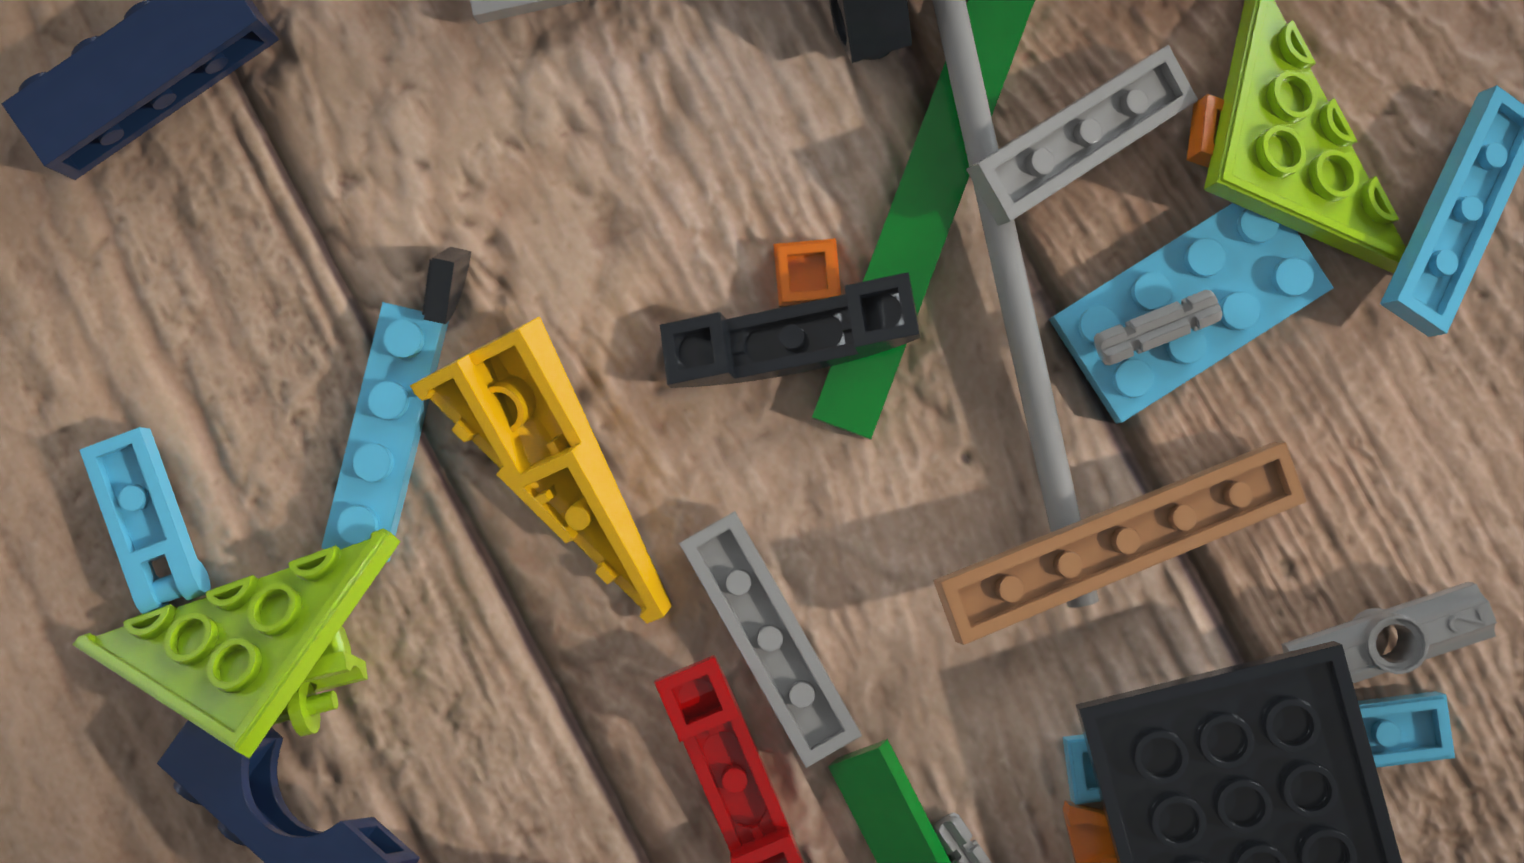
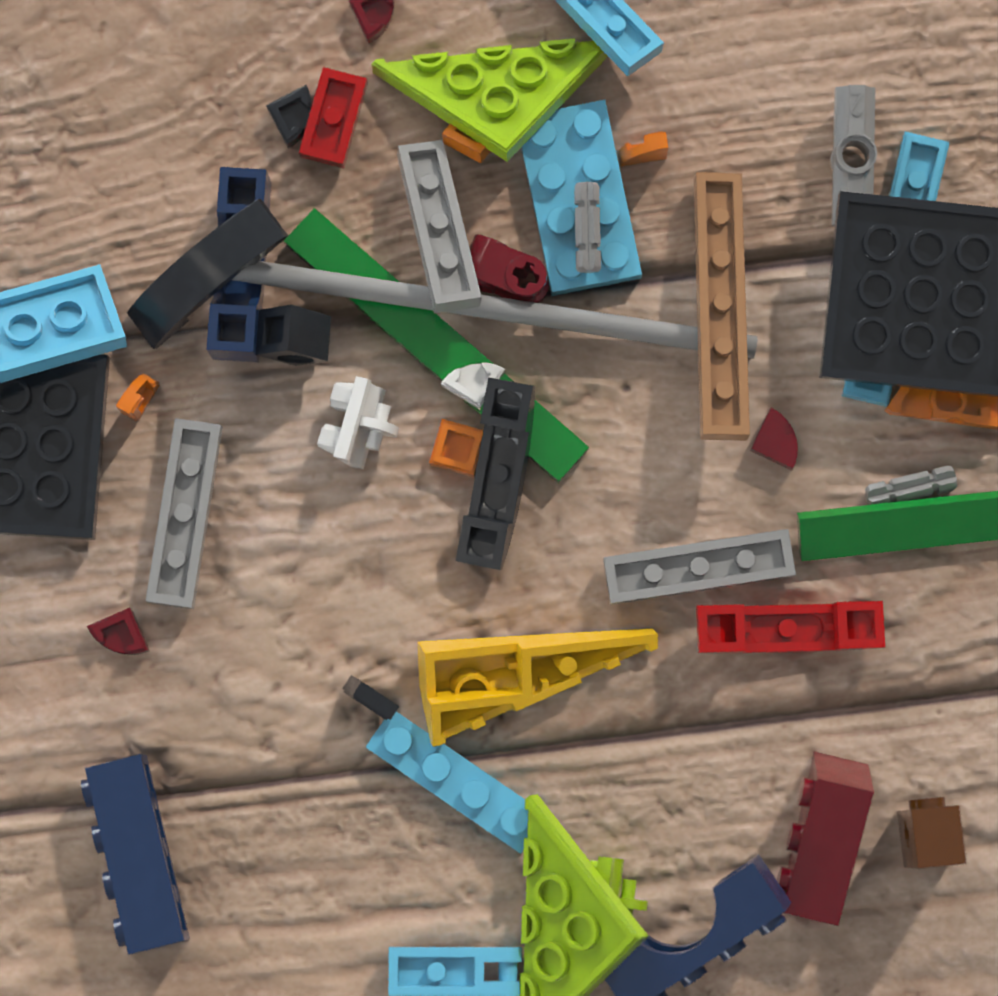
camera: 65 degrees left, 5 degrees down
(789, 136) = (362, 425): none -> white hips
(898, 253) = (471, 381): none -> white tile
(972, 676) = (777, 440): none -> dark red tile
(1060, 237) = (500, 266): none -> dark red piece
(1288, 372) = (653, 149): none -> orange tile

